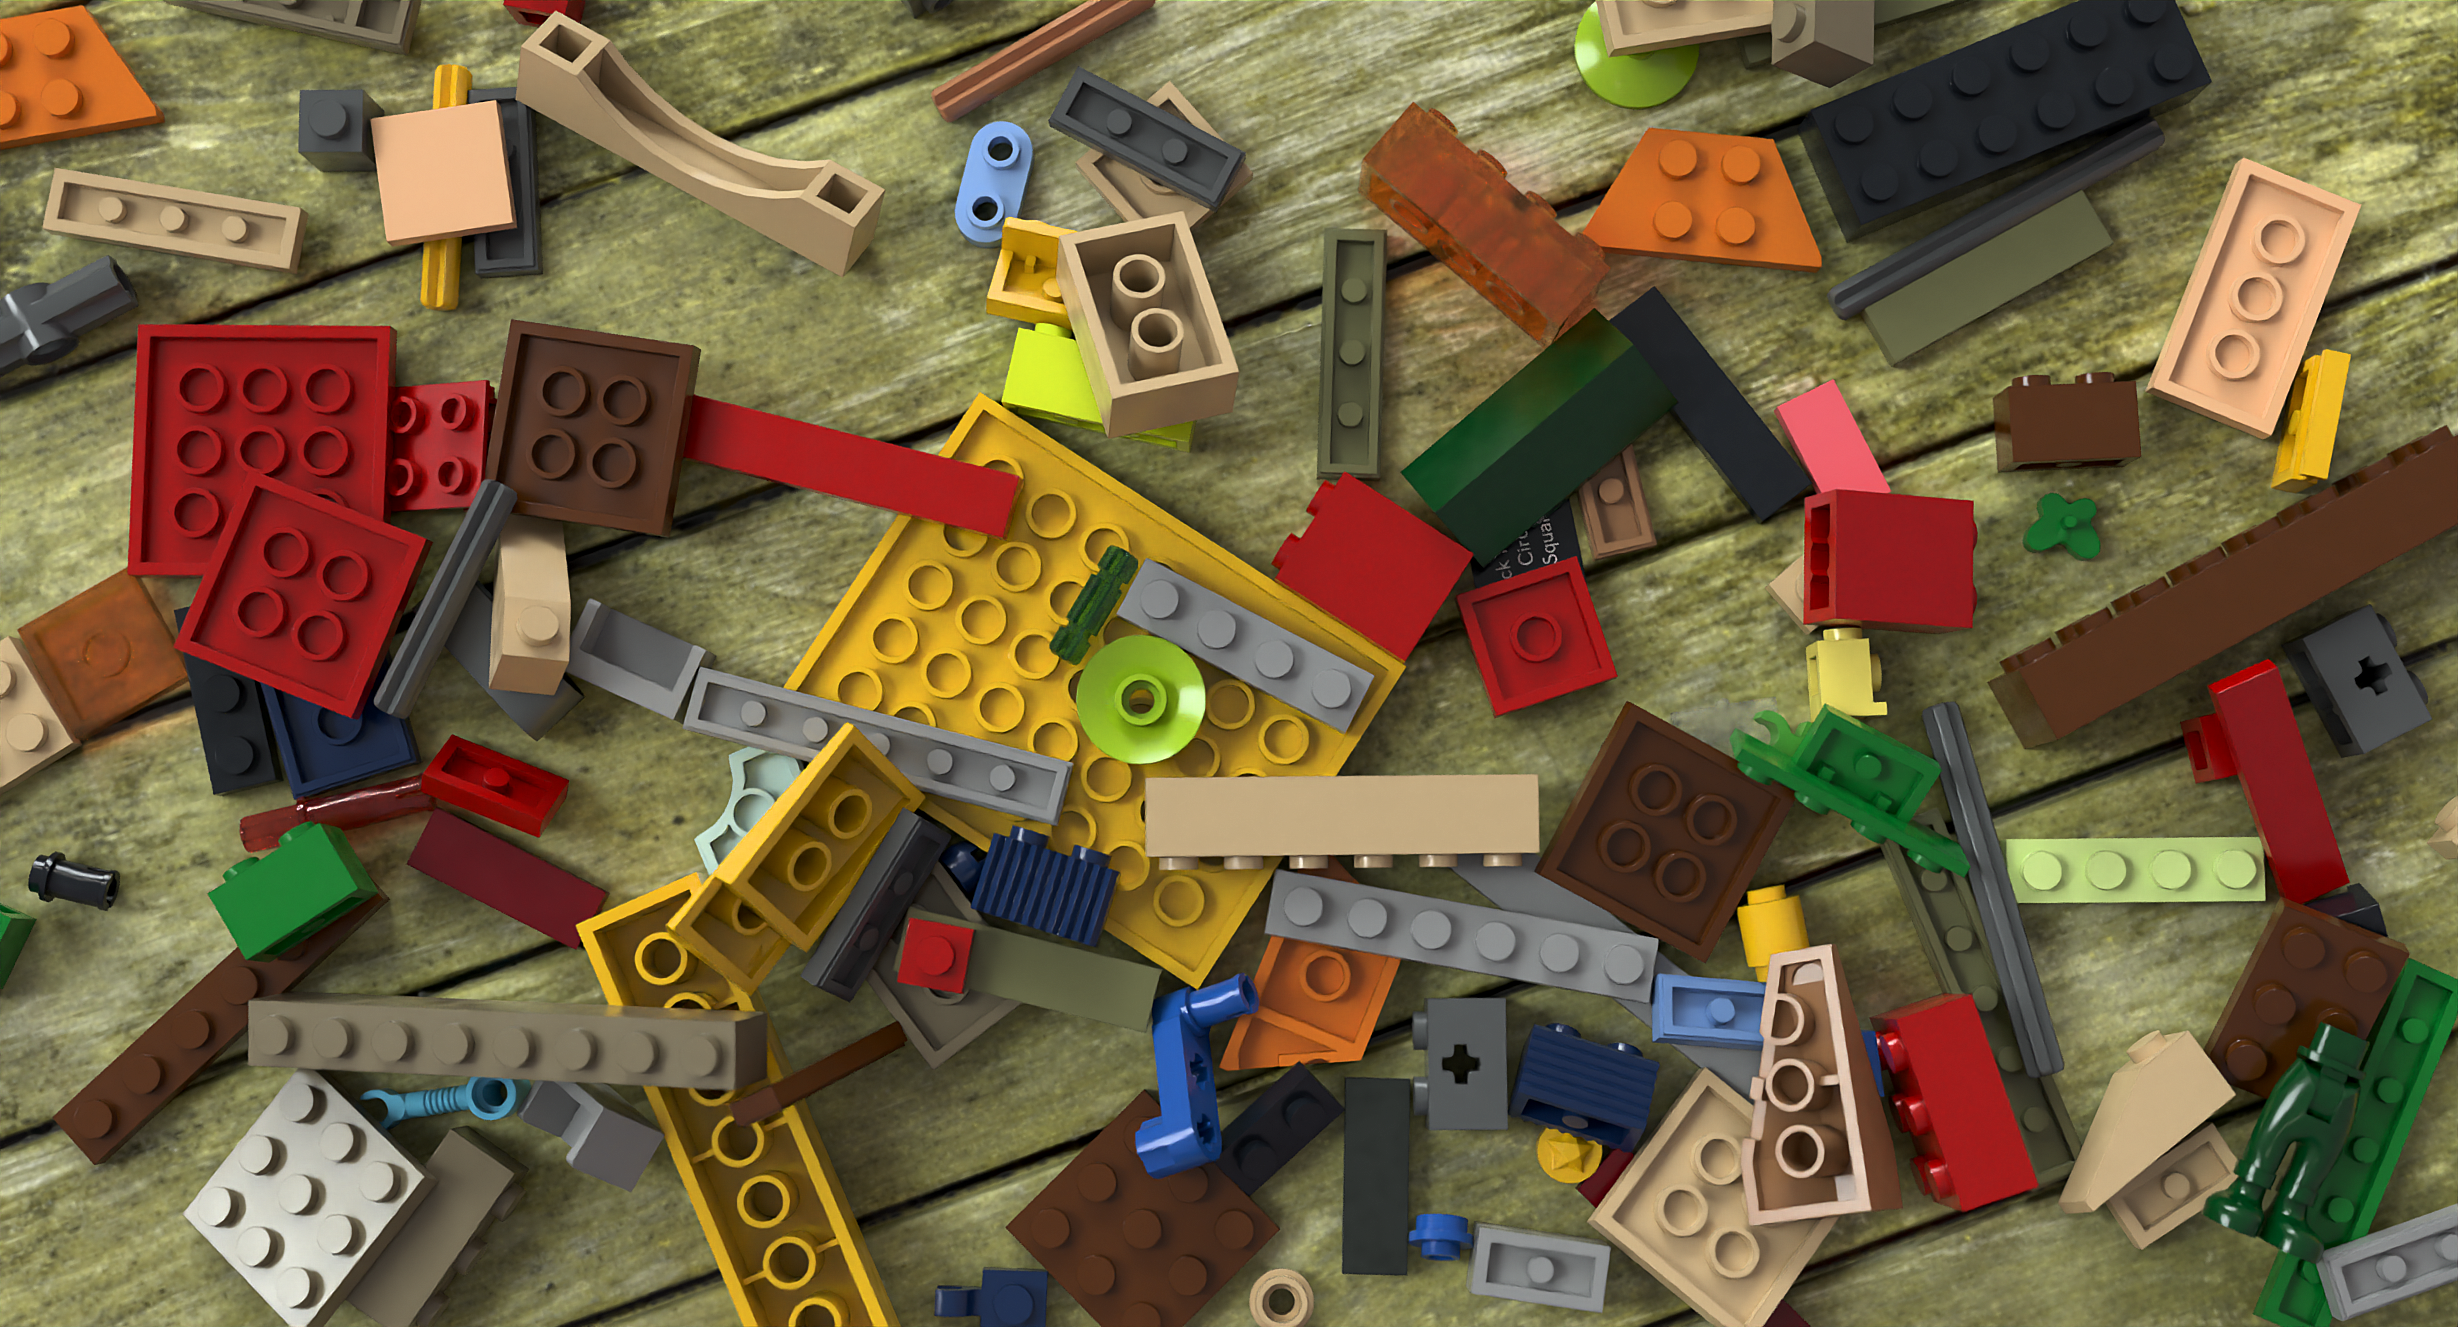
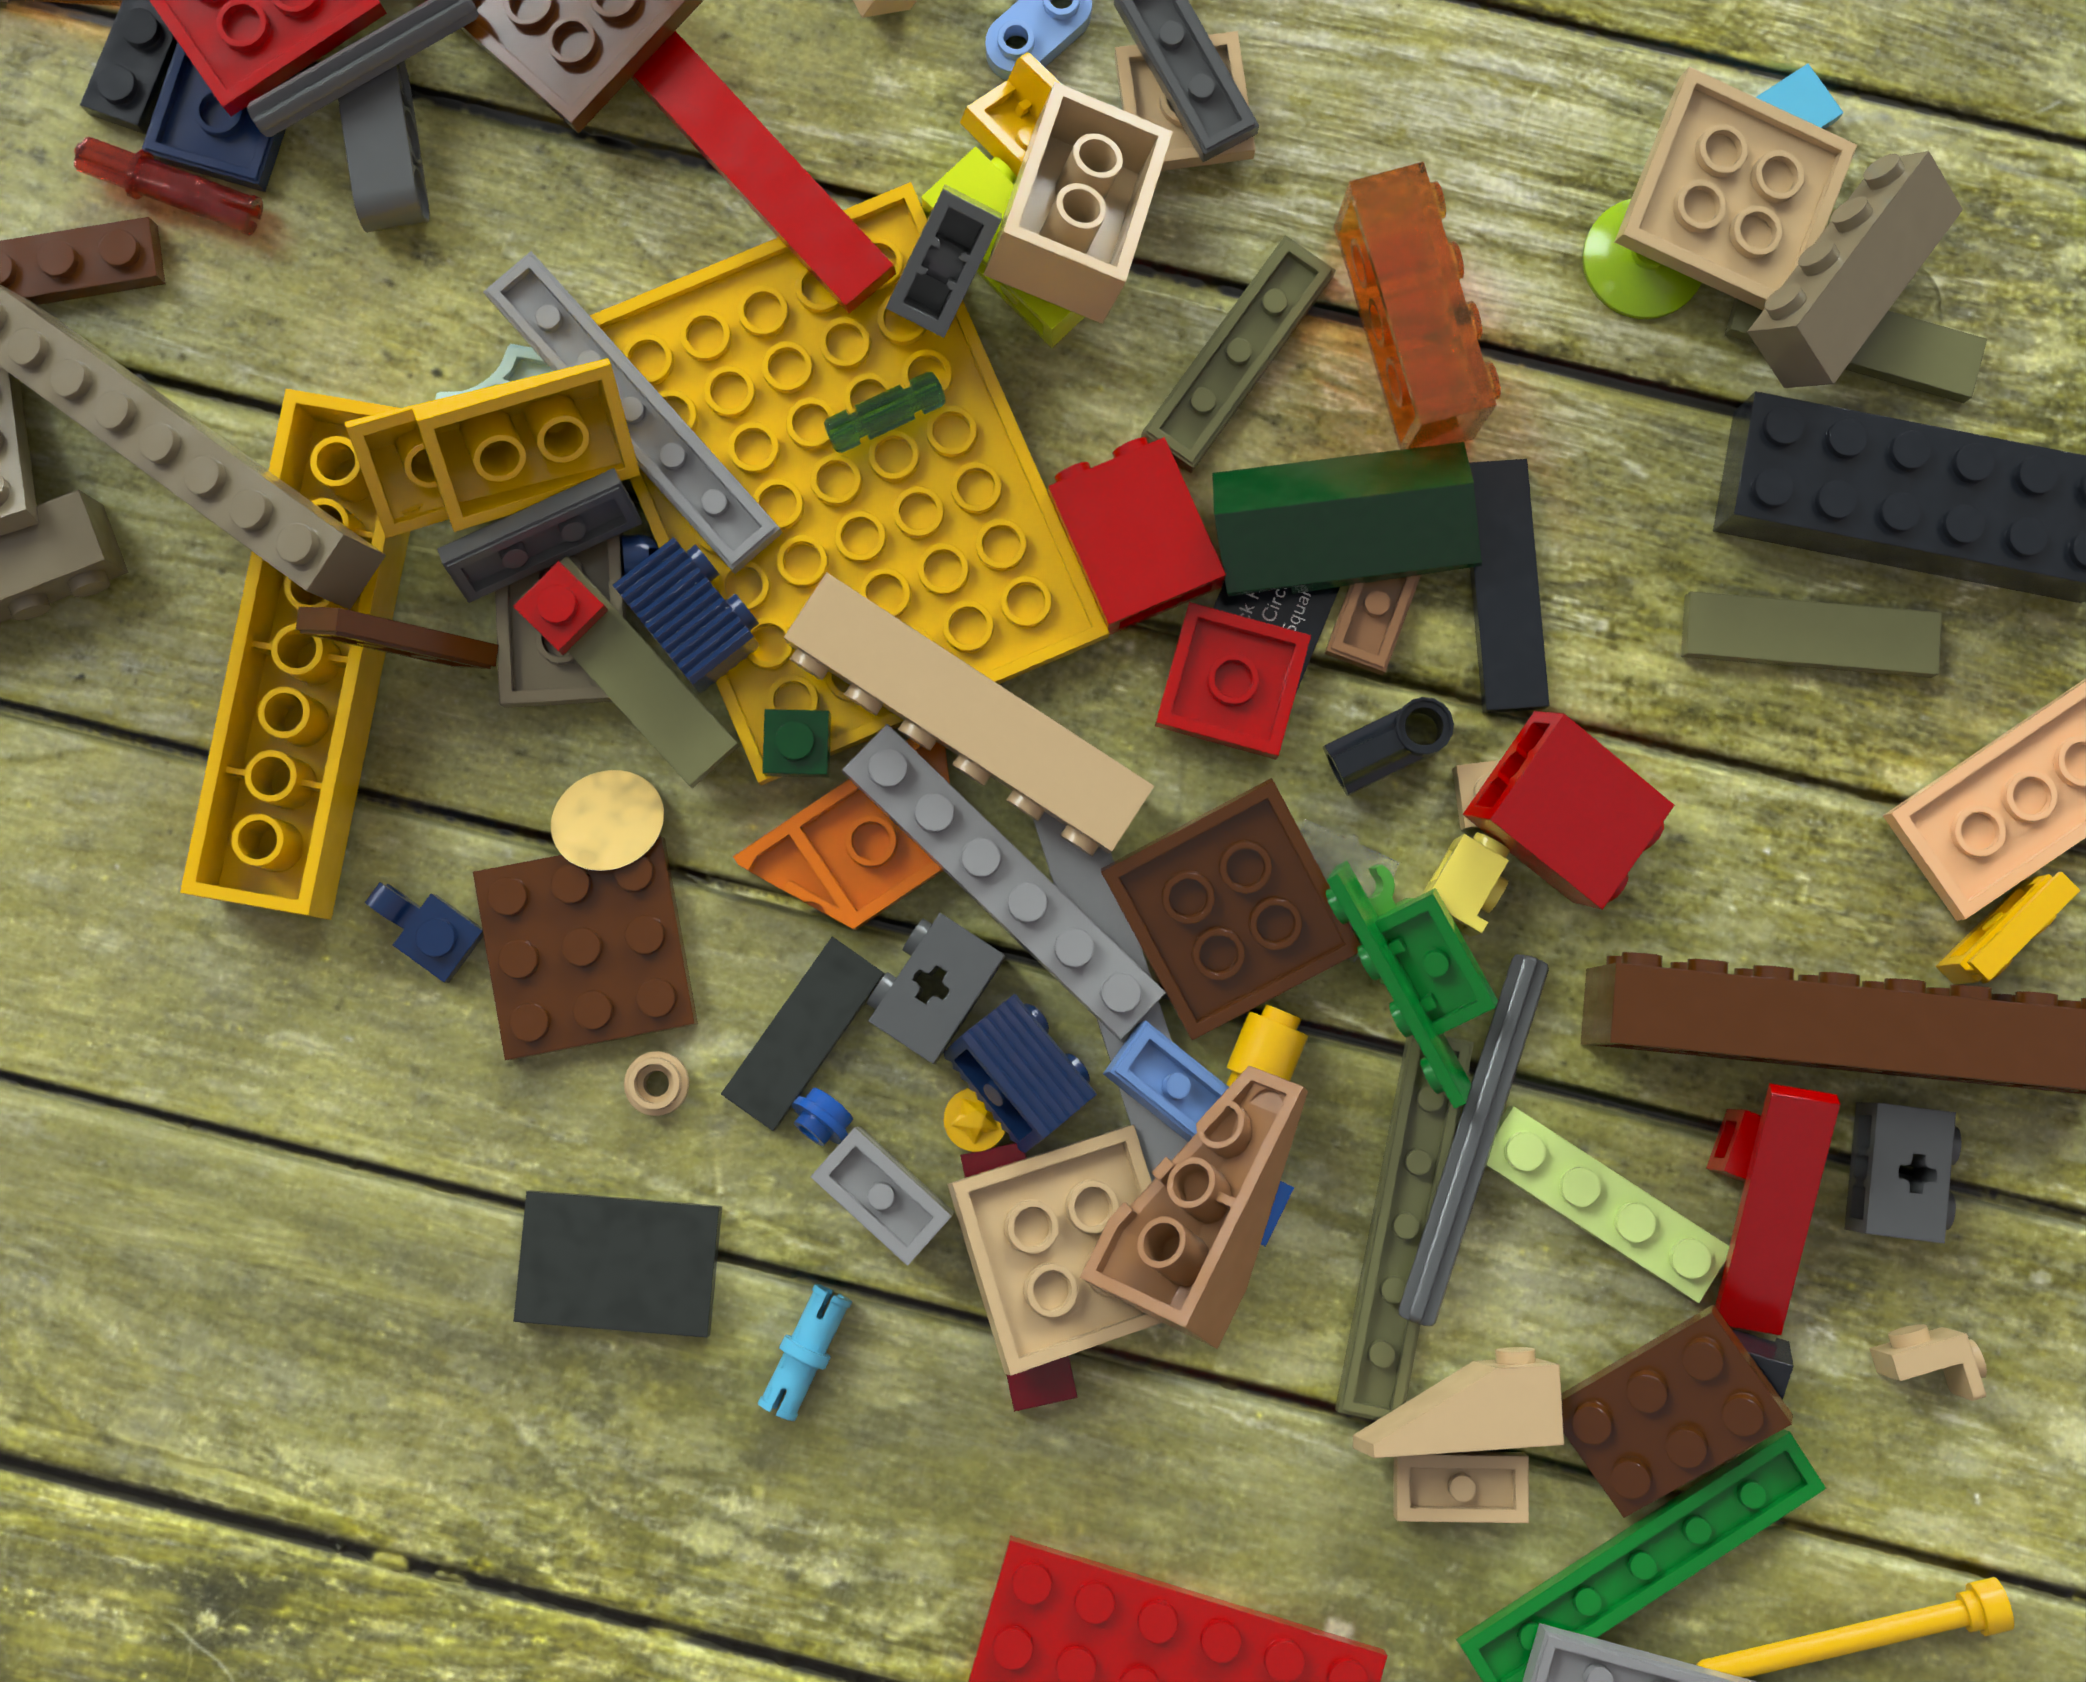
camera: 30 degrees right, 0 degrees up
(291, 891) = (81, 215): green brick -> none
(479, 1096) = (123, 481): medium azure brick -> none
(494, 786) = (305, 243): red plate -> none
(506, 877) = (265, 320): dark red tile -> none
(530, 607) = (424, 111): tan slope -> none
(599, 1125) = (197, 565): light grey panel -> none
(635, 660) = (483, 212): light grey panel -> none
(1065, 447) = (944, 261): none -> dark grey brick
(1089, 1106) = (607, 820): none -> pearl gold sticker
(1136, 665) = (863, 481): lime dish -> none
(1189, 1123) = (699, 843): blue beam -> none
(1209, 935) = (796, 743): none -> dark green plate
(1245, 645) = (986, 527): light grey plate -> none
(1276, 1128) = (744, 937): black plate -> none
(1699, 609) = (1384, 746): none -> black piece
(1706, 203) = (1615, 420): orange wing -> none
(1830, 442) = (1588, 679): coral tile -> none
(1952, 1102) = (1318, 1290): red brick -> none
(1996, 217) = (1950, 597): dark grey axle -> none
(2064, 525) = (1738, 881): green piece -> none
(2066, 423) = (1797, 797): reddish brown brick -> none
(2308, 1106) = (1623, 1502): dark green piece -> none

